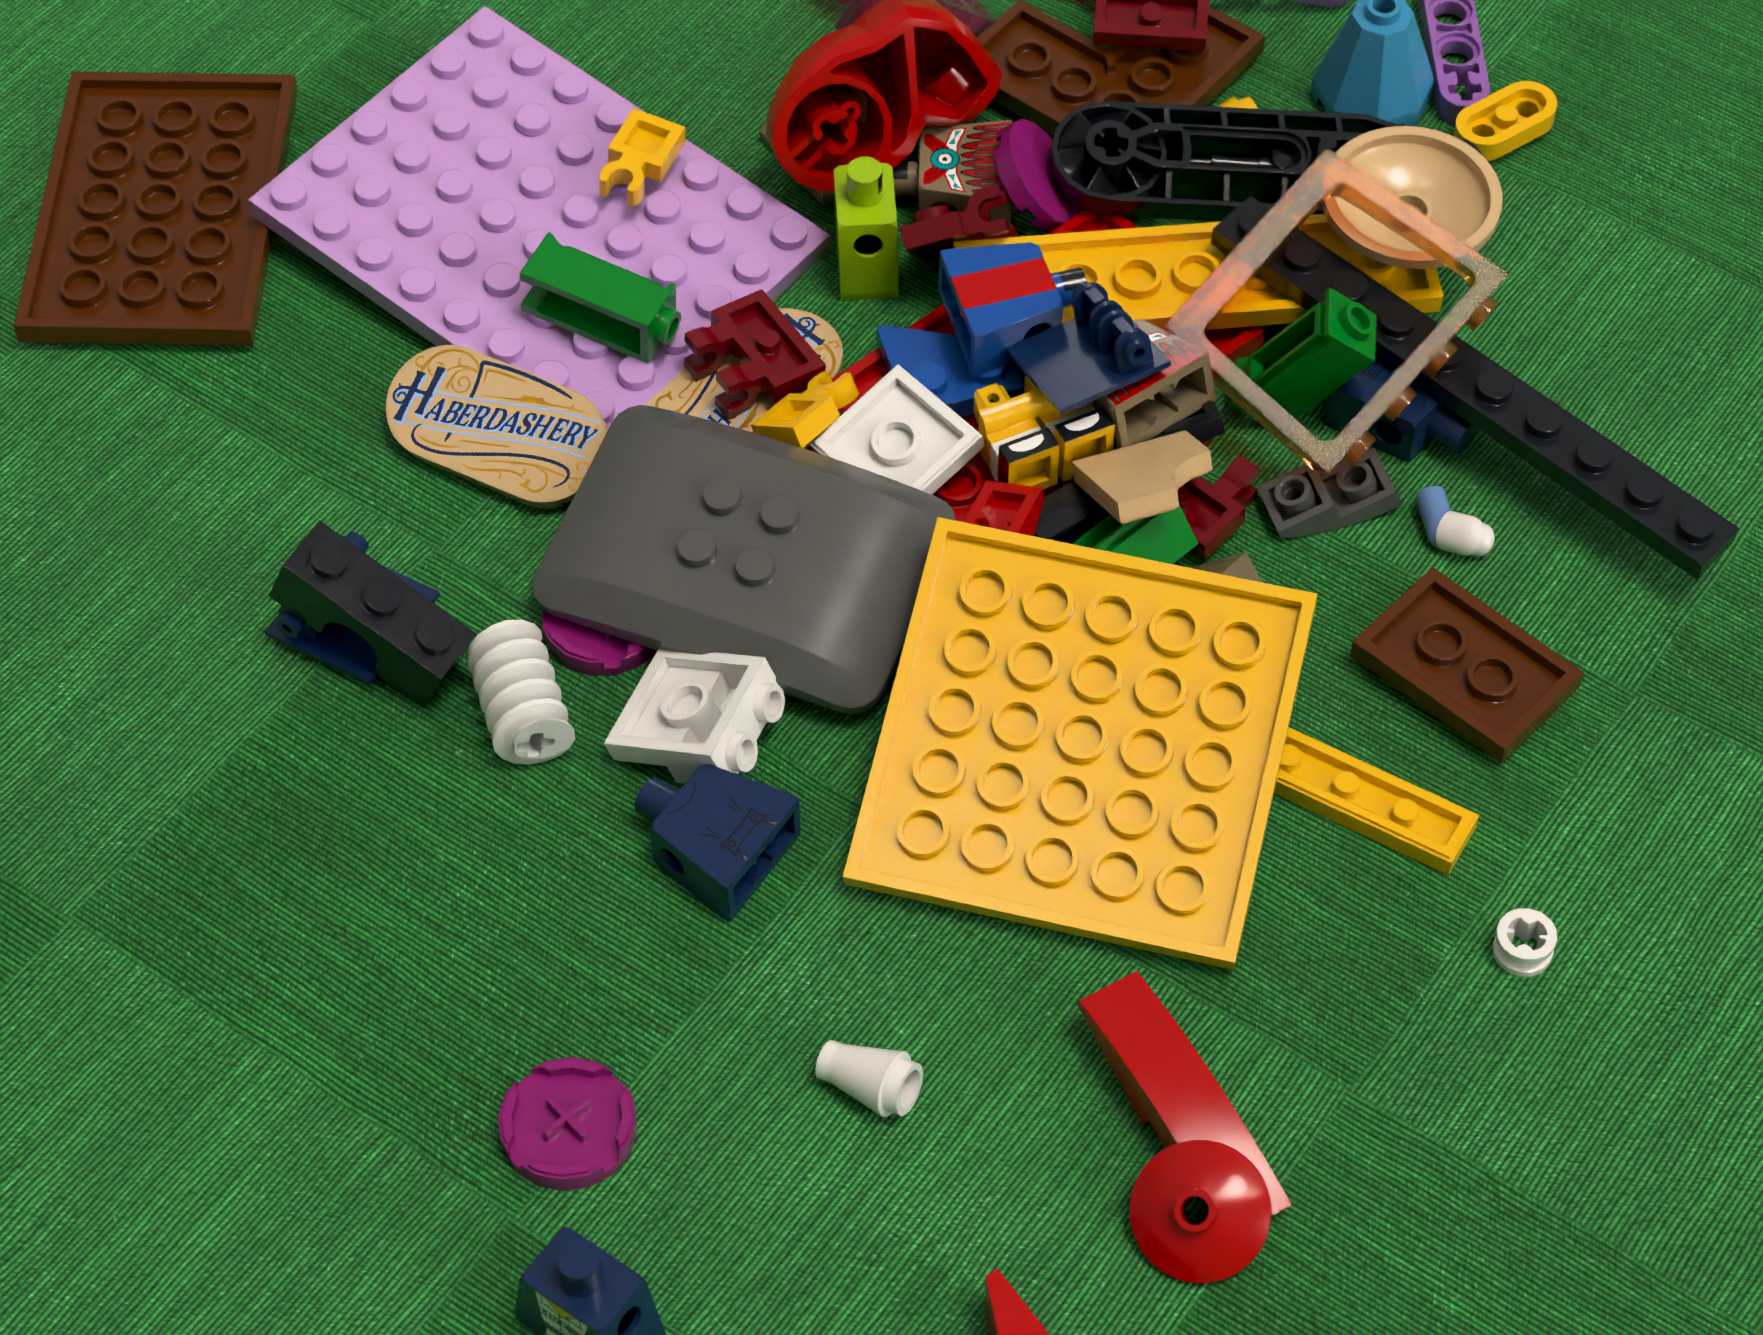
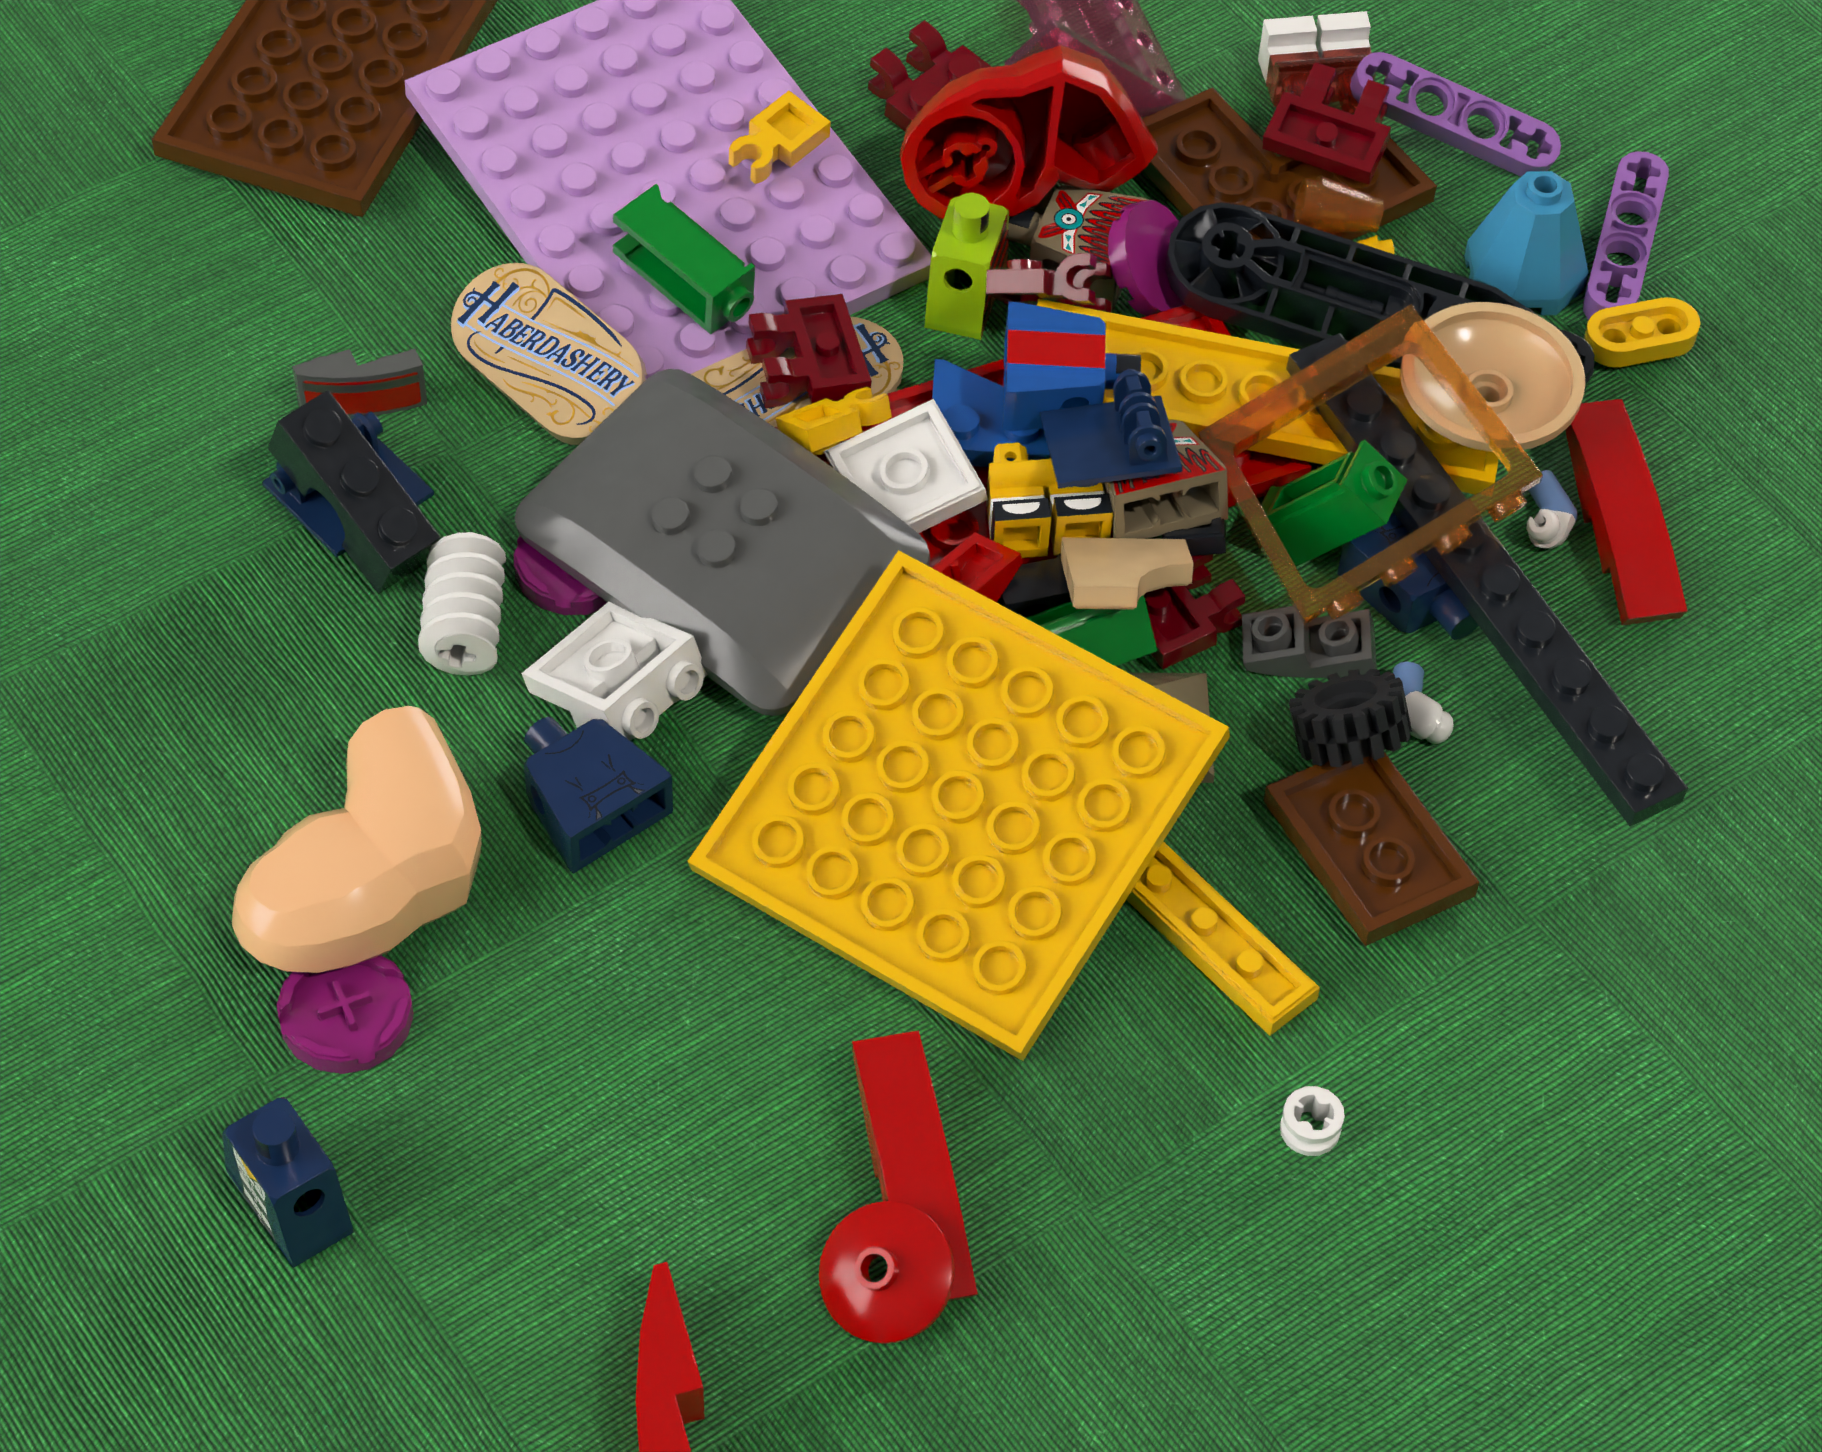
camera: 15 degrees right, 0 degrees up
(344, 505) = (377, 387): none -> slope
(544, 977) = (373, 871): none -> light nougat piece
(764, 62) = (940, 66): none -> dark red plate
(873, 1076) = (640, 1055): white cone -> none
(1187, 79) = (1336, 207): none -> clear orange cone
(1404, 553) = (1350, 717): none -> black tyre
(1503, 322) = (1555, 515): none -> arm
(1567, 293) = (1625, 513): none -> red slope

